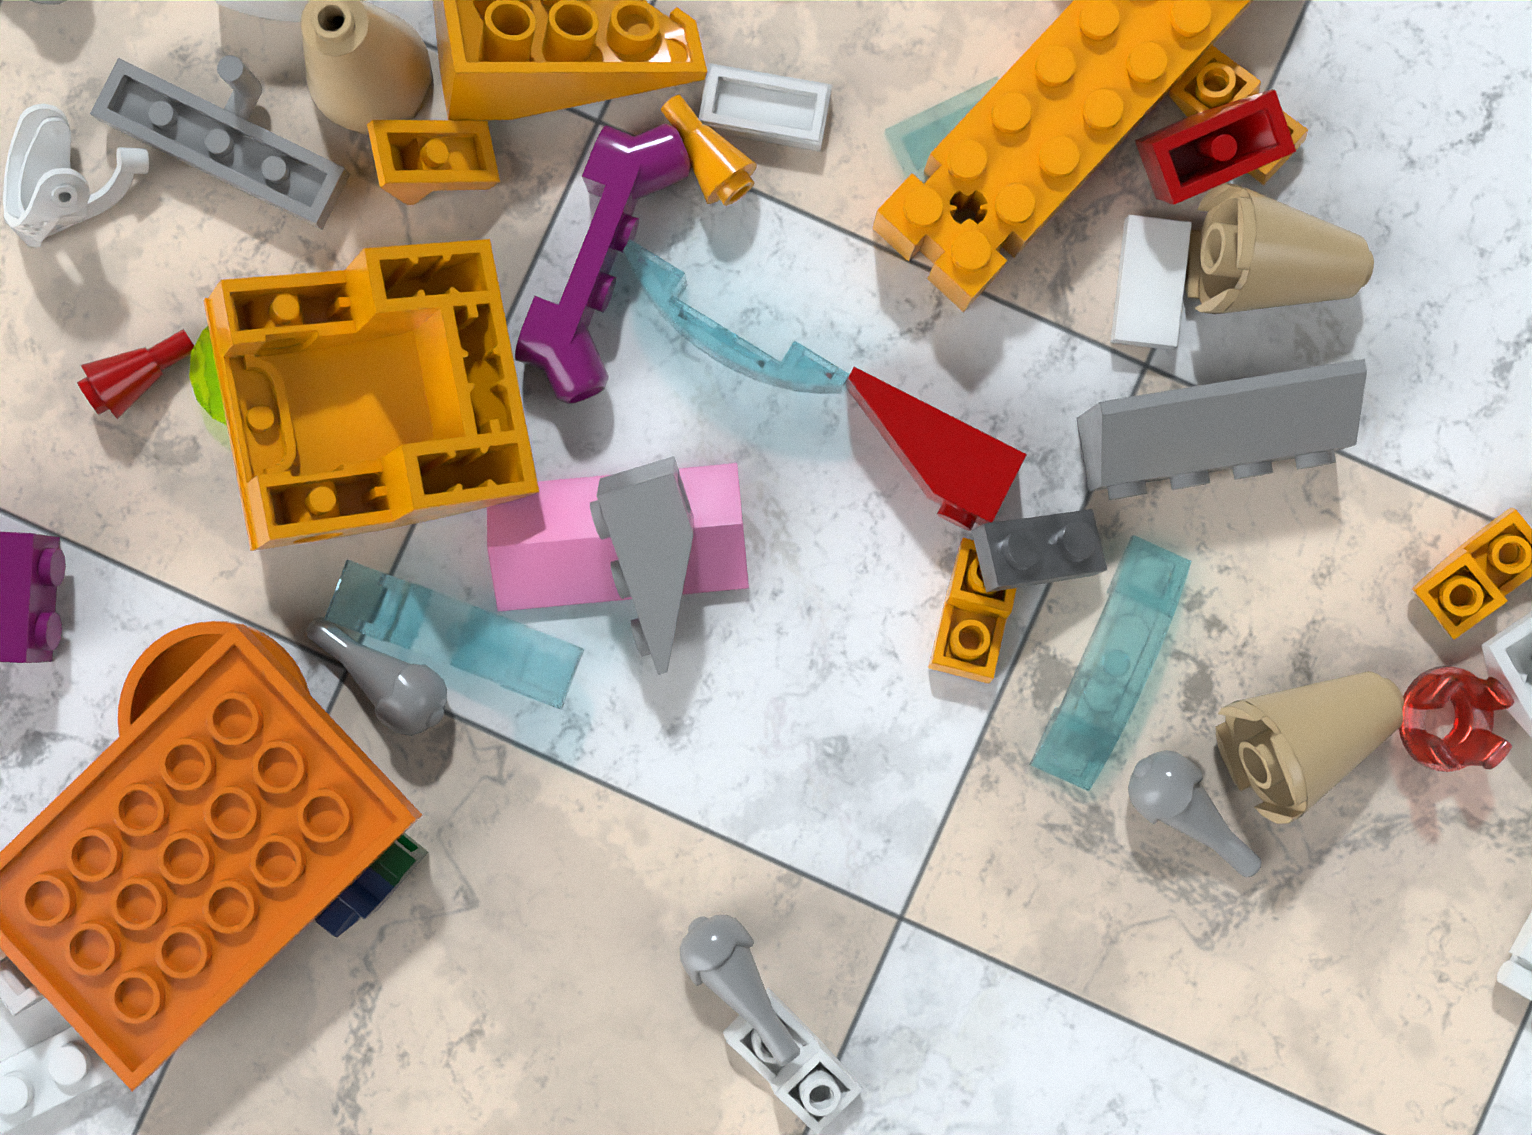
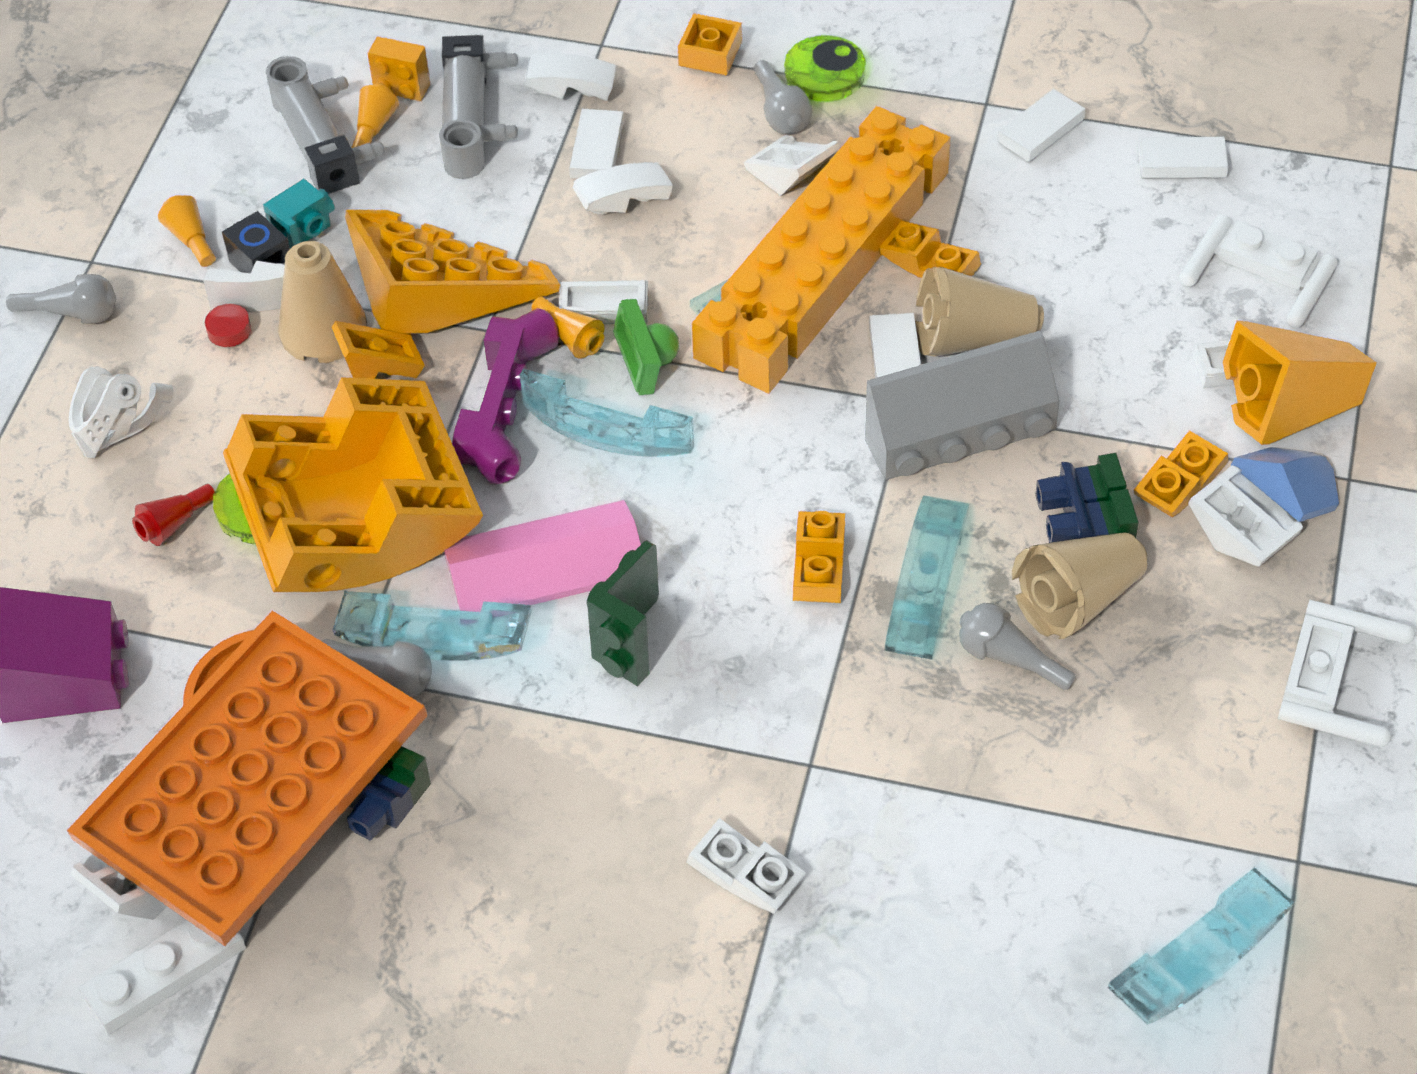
camera: 10 degrees left, 35 degrees down
(222, 139) = (227, 372): light grey plate -> none
(237, 36) = (228, 325): none -> red tile
(653, 537) = (569, 521): light grey slope -> none
(686, 728) = (619, 612): none -> dark green bracket
(721, 958) = (673, 797): light grey piece -> none
(806, 211) = (643, 346): none -> bright green tile
(944, 455) = (770, 462): red slope -> none
(1039, 550) = (854, 503): flat silver plate -> none
(1215, 146) = (899, 265): red slope -> none
(1349, 582) = (1091, 498): none -> dark blue hips
(1471, 737) = (1192, 543): clear red piece -> none

